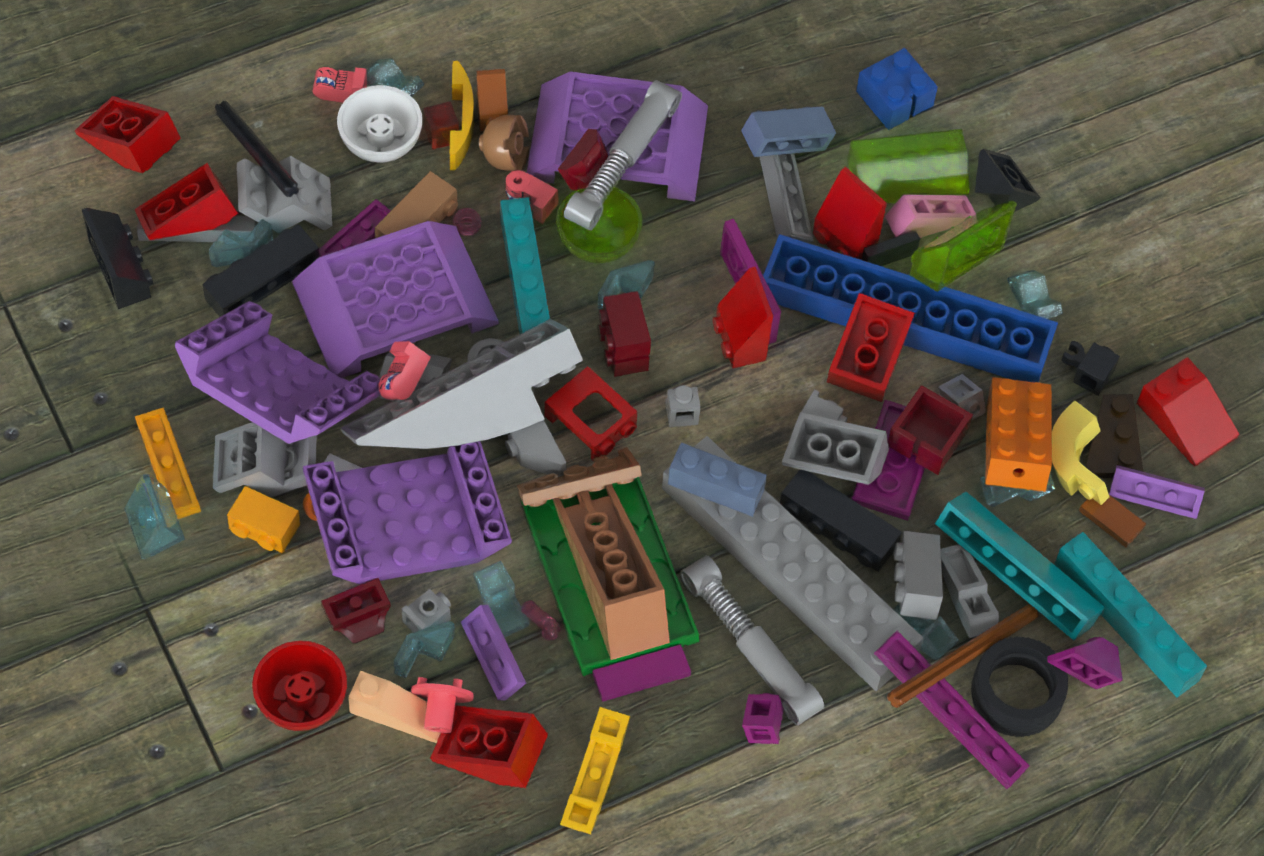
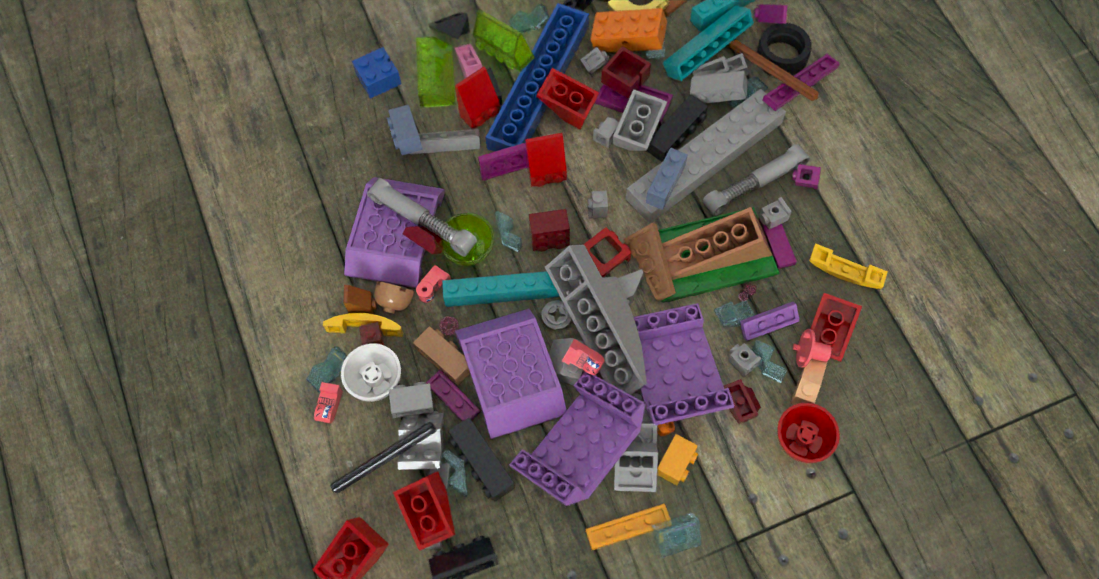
camera: 80 degrees left, 5 degrees up
(339, 174) = (411, 400): none -> light grey slope
(682, 667) = (775, 213): none -> light grey brick

